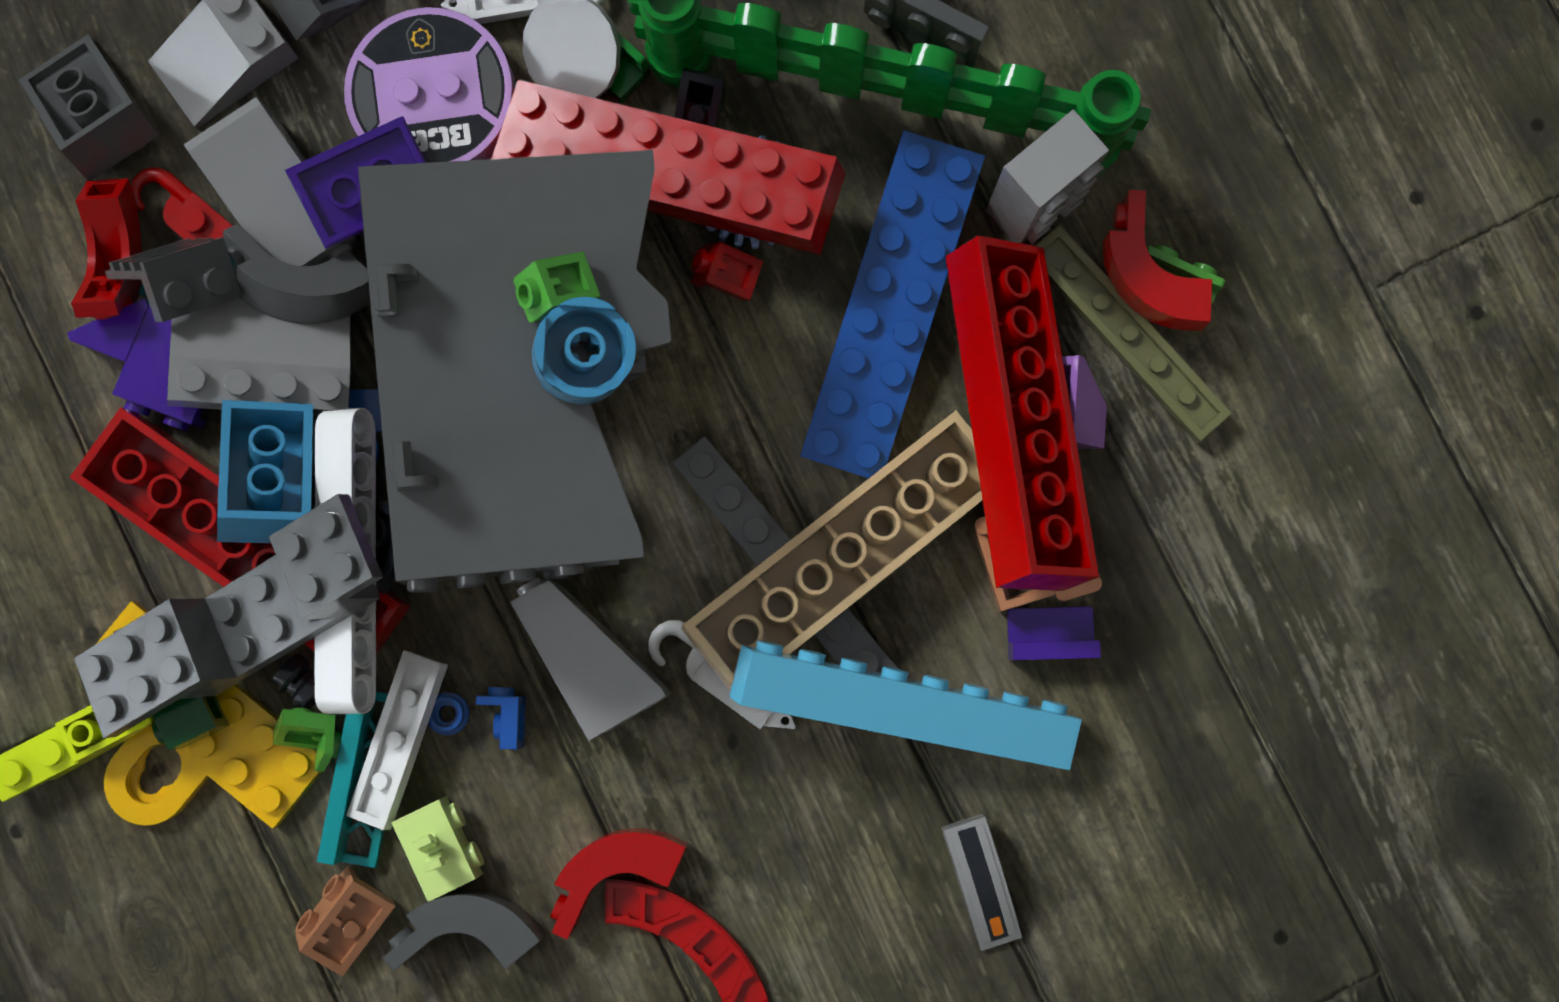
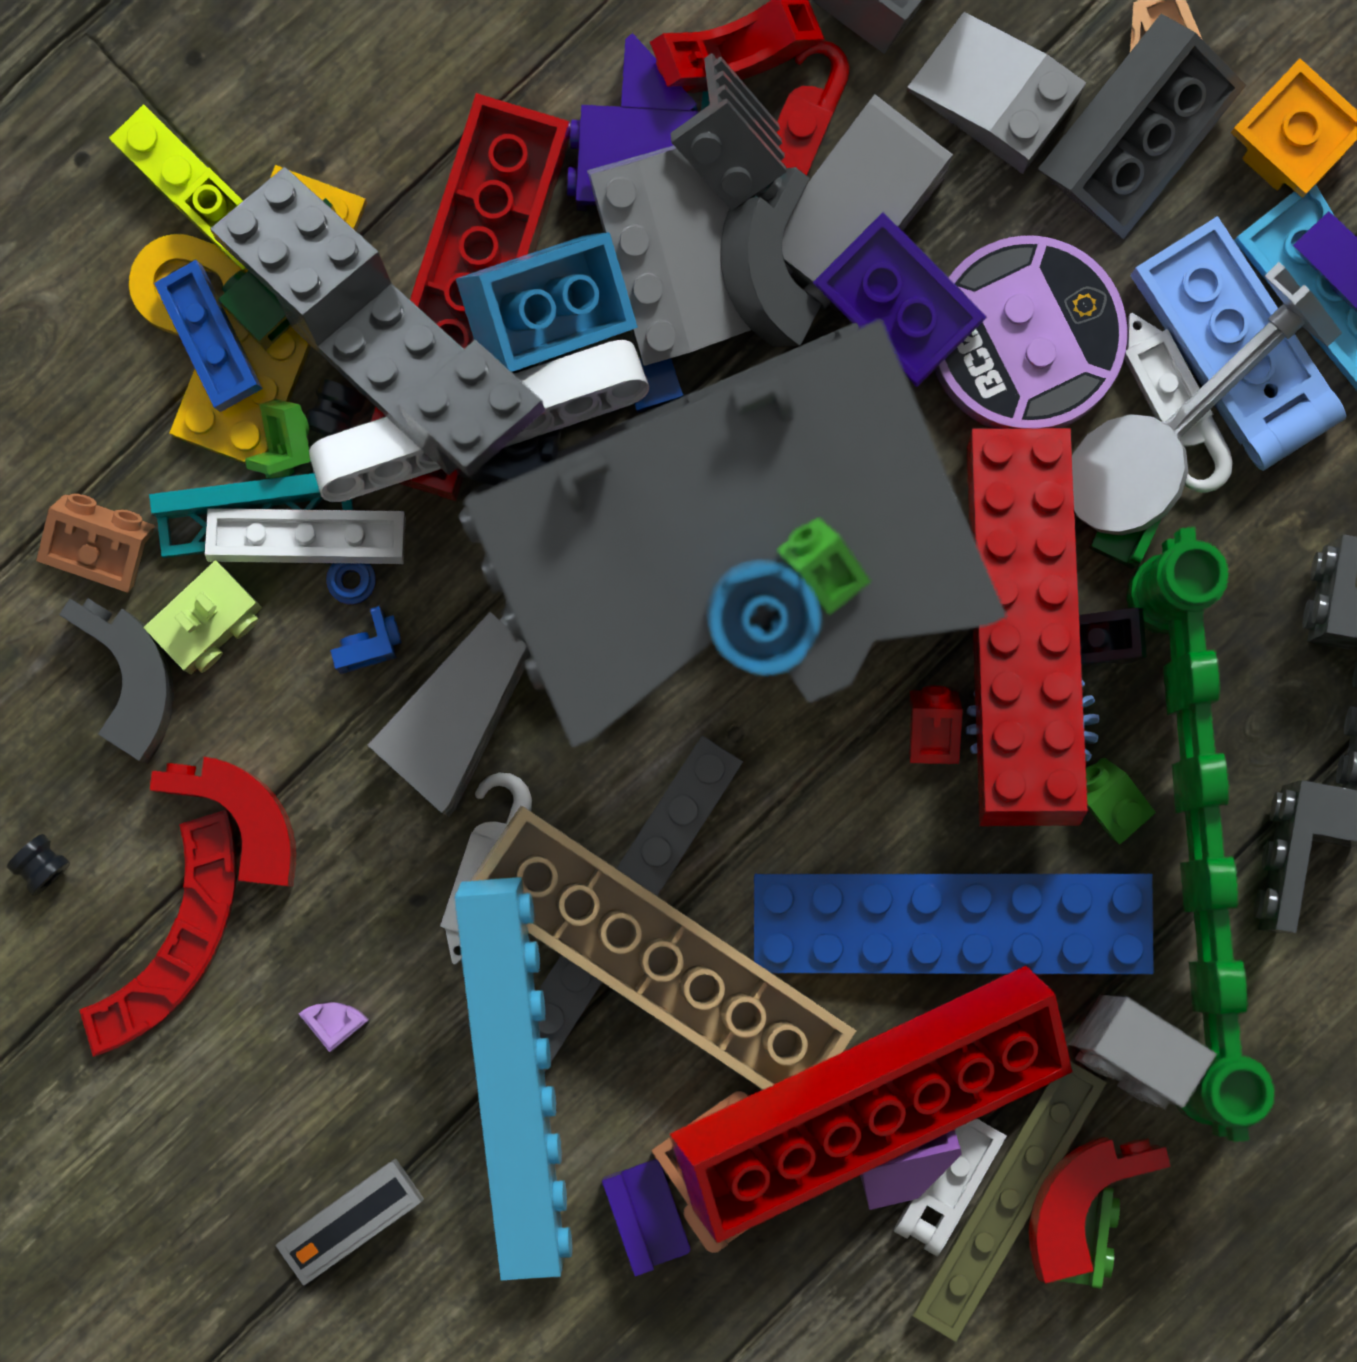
camera: 65 degrees right, 0 degrees up
(199, 769) = (208, 336): none -> blue plate
(811, 844) = (333, 1022): none -> lavender tile
(838, 140) = (1115, 800): none -> bright green bracket
(1109, 376) = (953, 1188): none -> white plate

